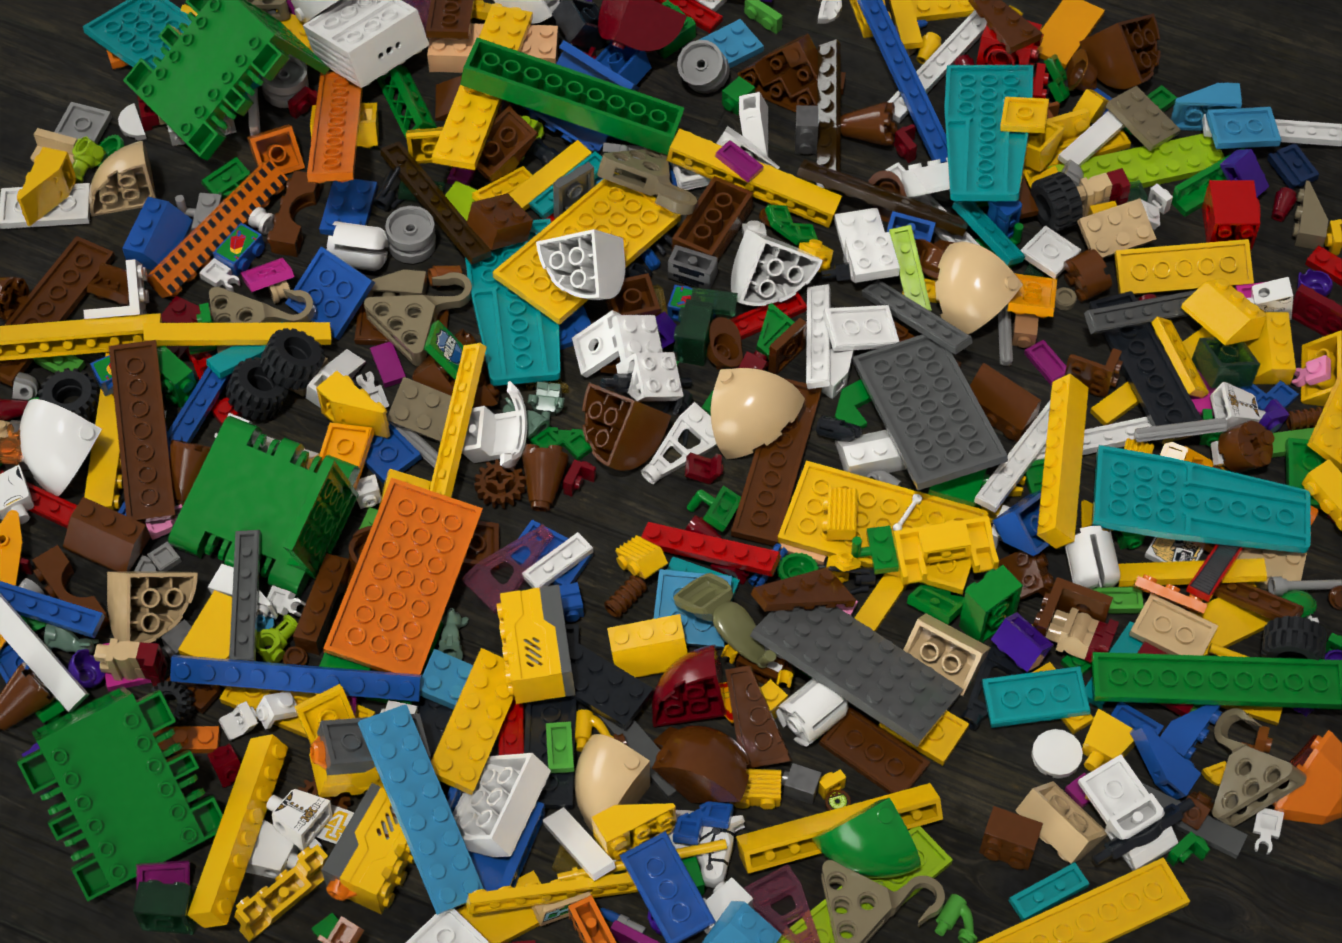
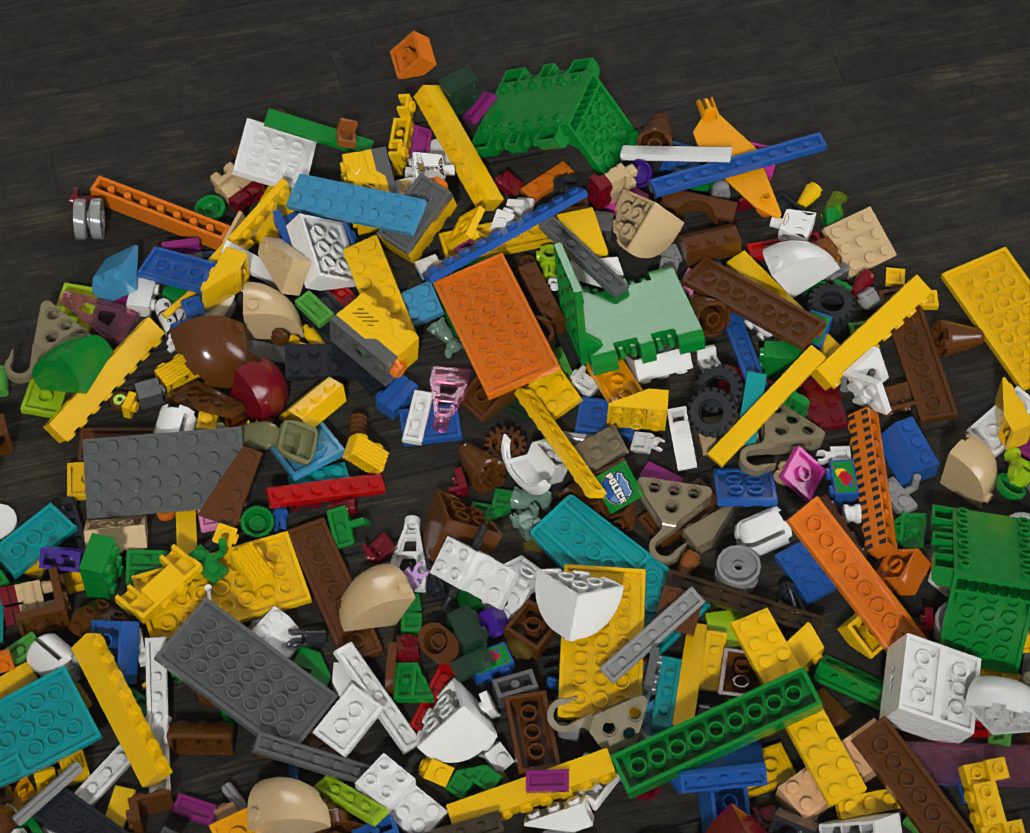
camera: 140 degrees right, 0 degrees up
(274, 861) = (420, 140): none -> magenta tile
(545, 205) = (652, 635): none -> light grey tile
(550, 812) = (284, 265): none -> tan wedge
(699, 407) = (413, 576): none -> lavender plate
(730, 264) = (488, 706): none -> white plate

